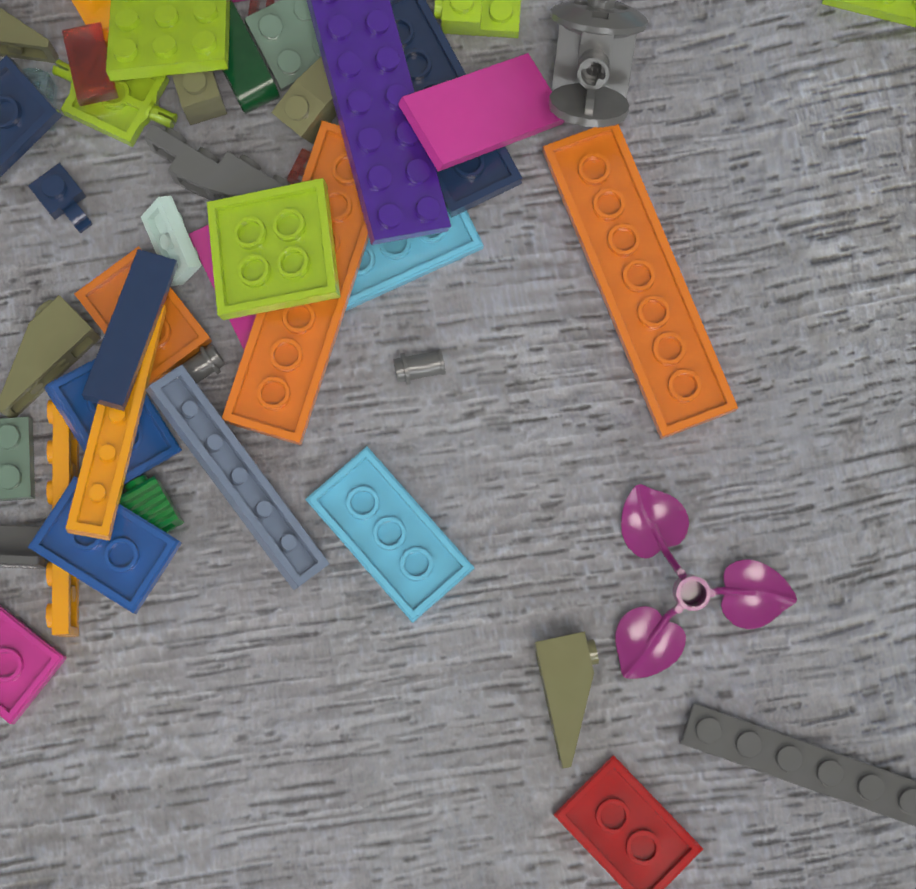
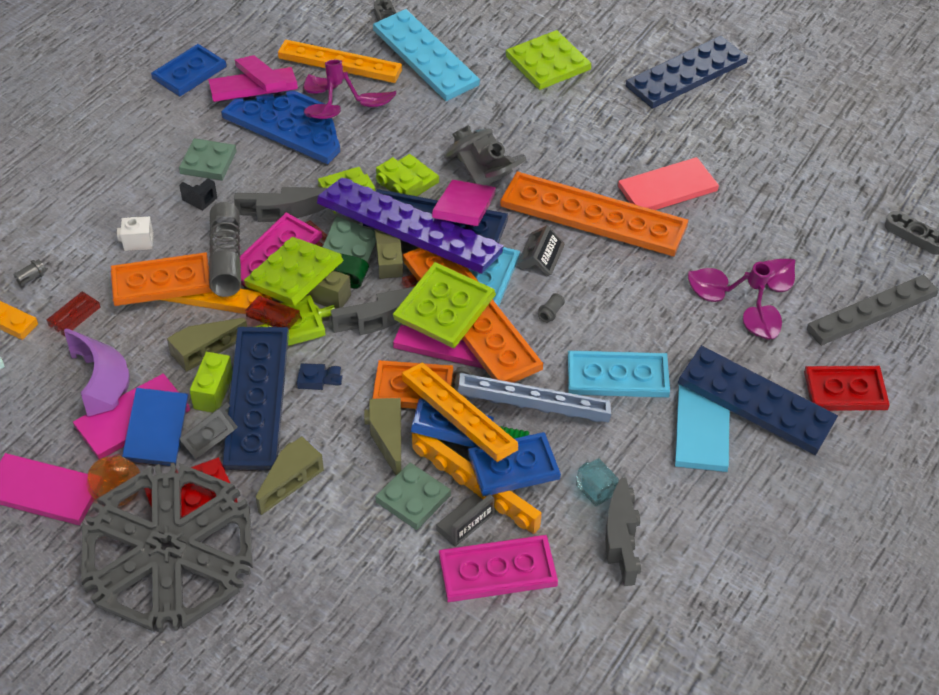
camera: 50 degrees left, 30 degrees down
(130, 330) = (423, 376): dark blue tile -> none
(150, 727) = (621, 532): none -> dark grey slope
(171, 238) = (388, 347): light aqua plate -> none
(186, 650) = (596, 481): none -> clear light blue brick
(397, 702) = (701, 432): none -> medium azure tile
(494, 741) = (758, 399): none -> dark blue plate
(506, 272) = (541, 249): none -> dark grey panel
(566, 681) = (758, 356): olive slope -> none
(790, 325) = (669, 185): none -> coral tile

